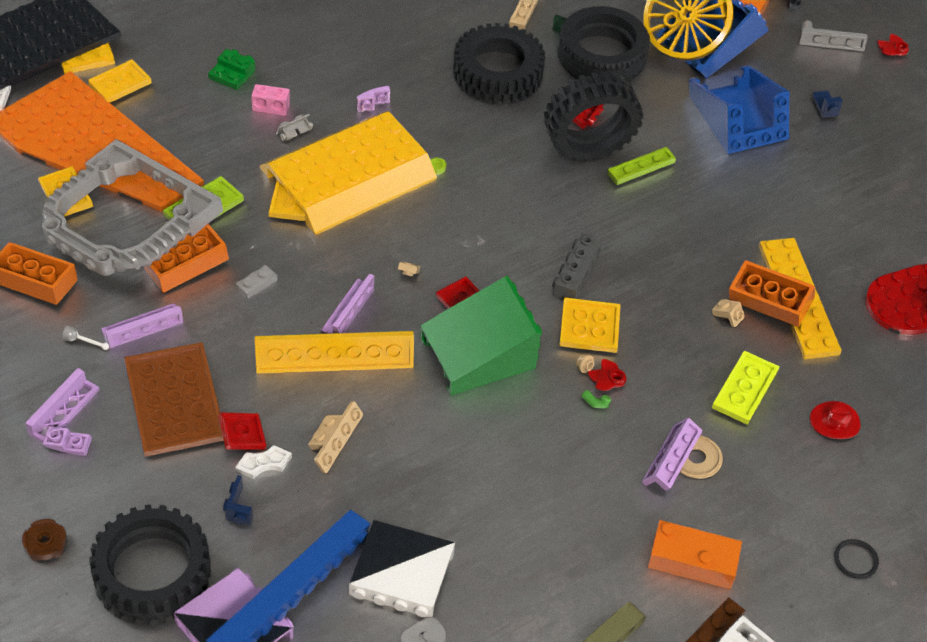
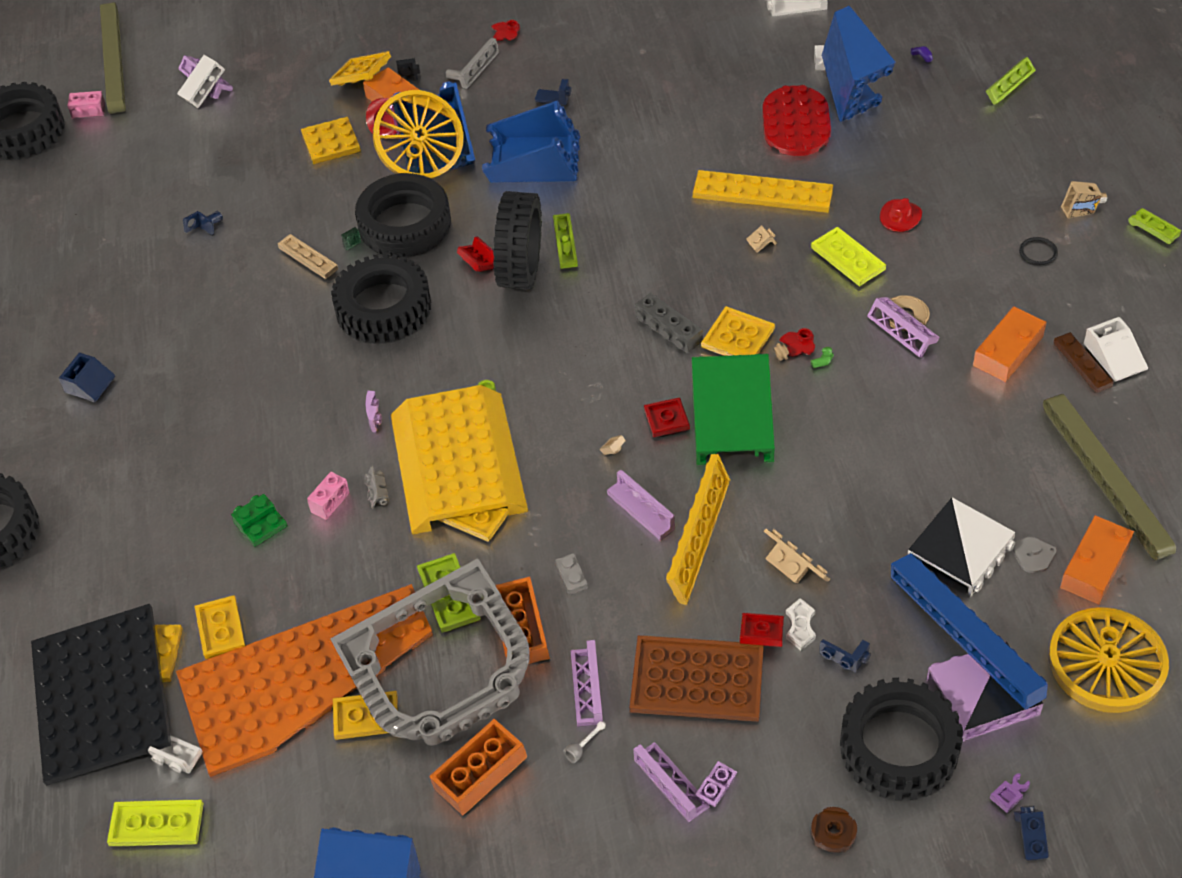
camera: 60 degrees left, 0 degrees up
(772, 293) = (763, 200): orange brick -> none

